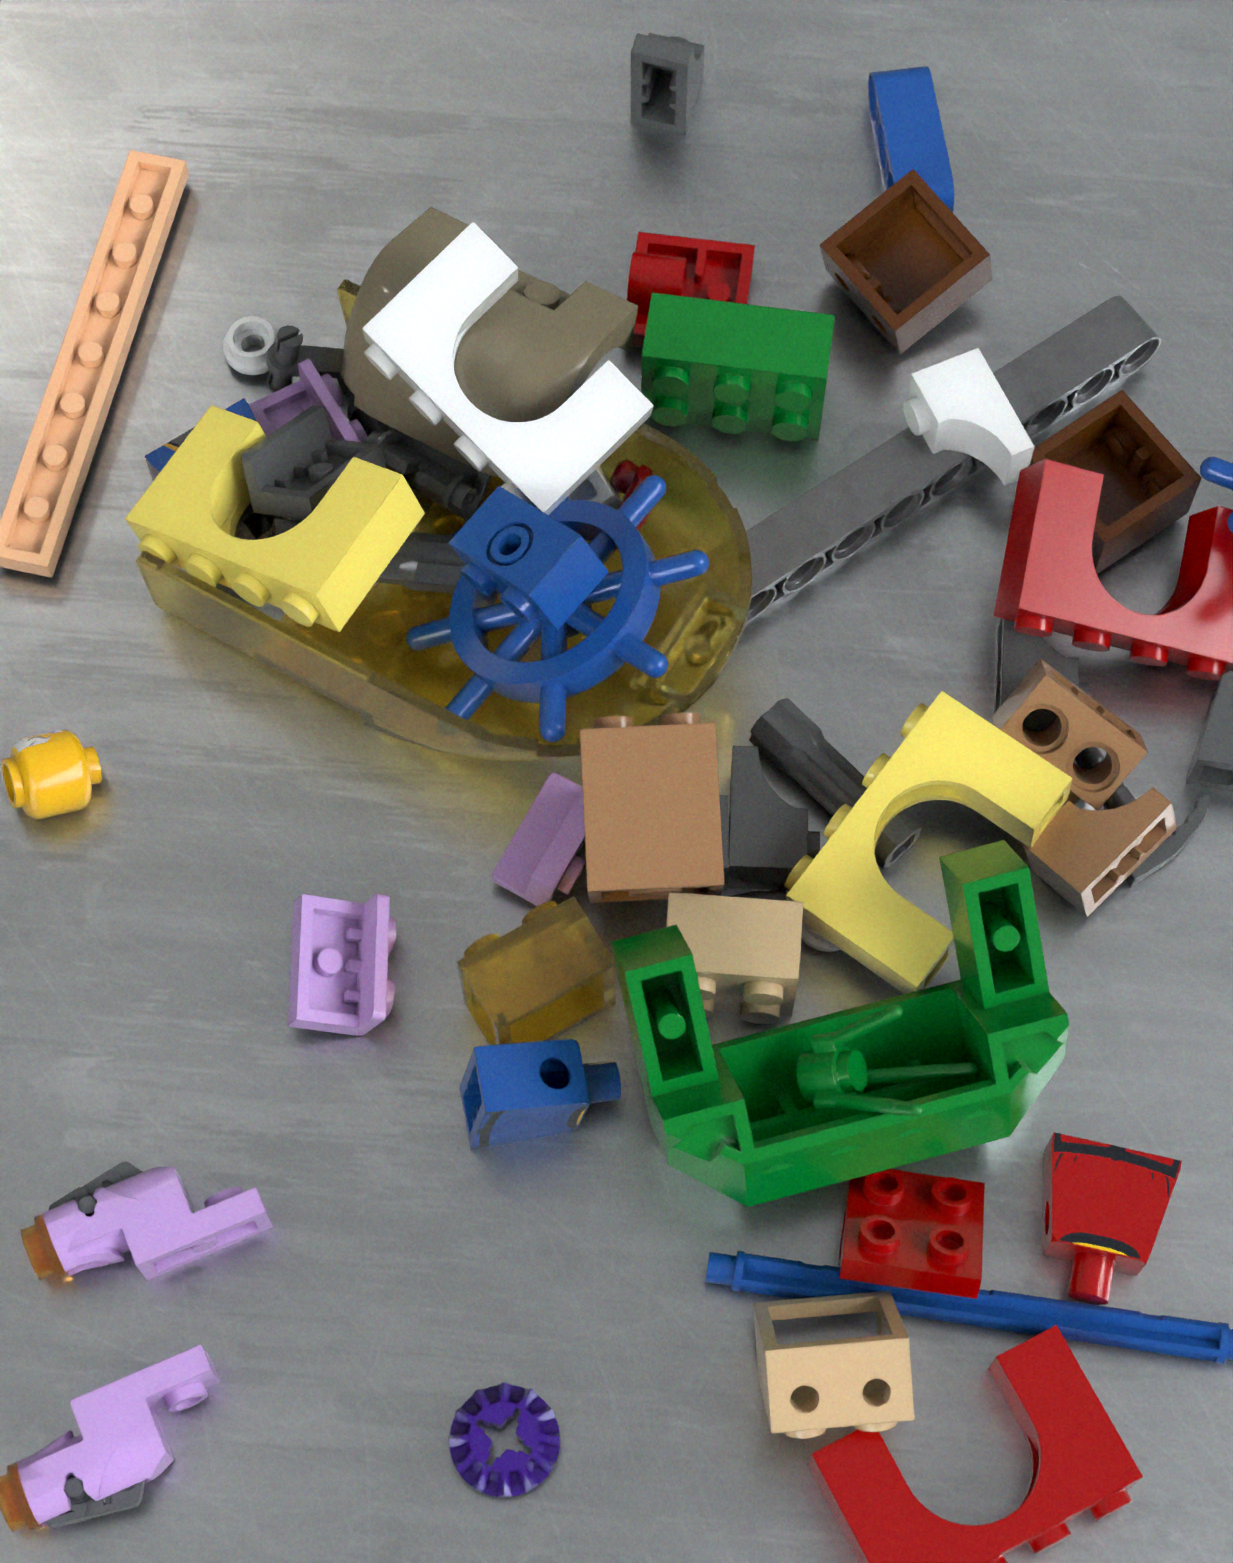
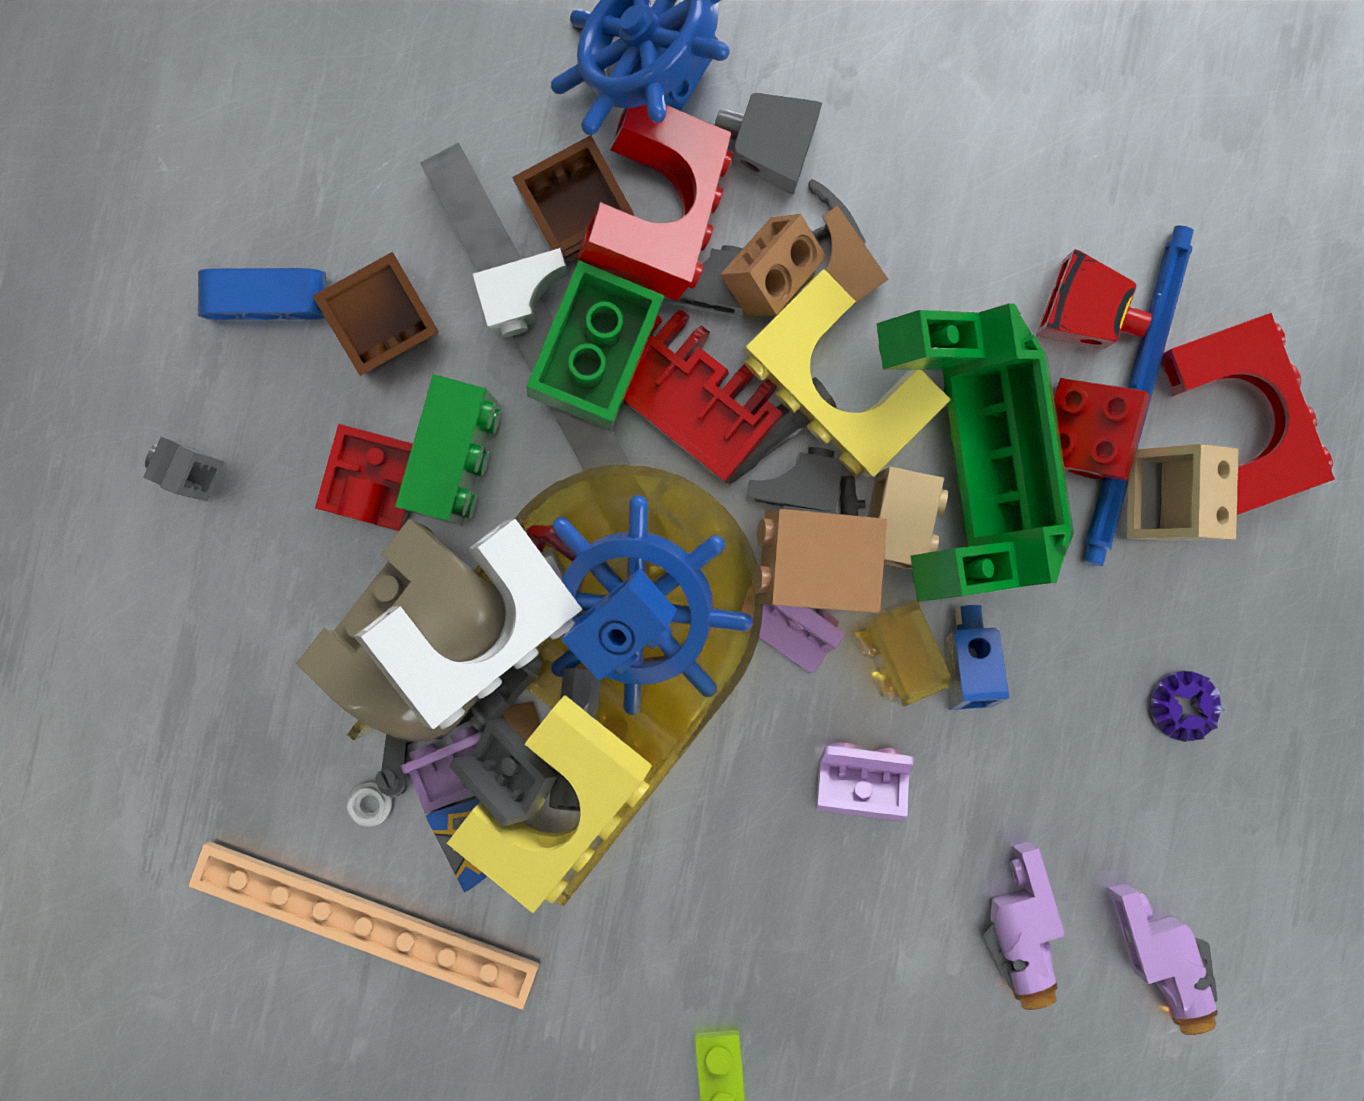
camera: 80 degrees left, 20 degrees up
(50, 774) = (699, 972): yellow head -> none
(834, 1073) = (1004, 461): green plant -> none
(870, 640) = (685, 403): none -> red hinge
(909, 511) = (594, 345): none -> green brick

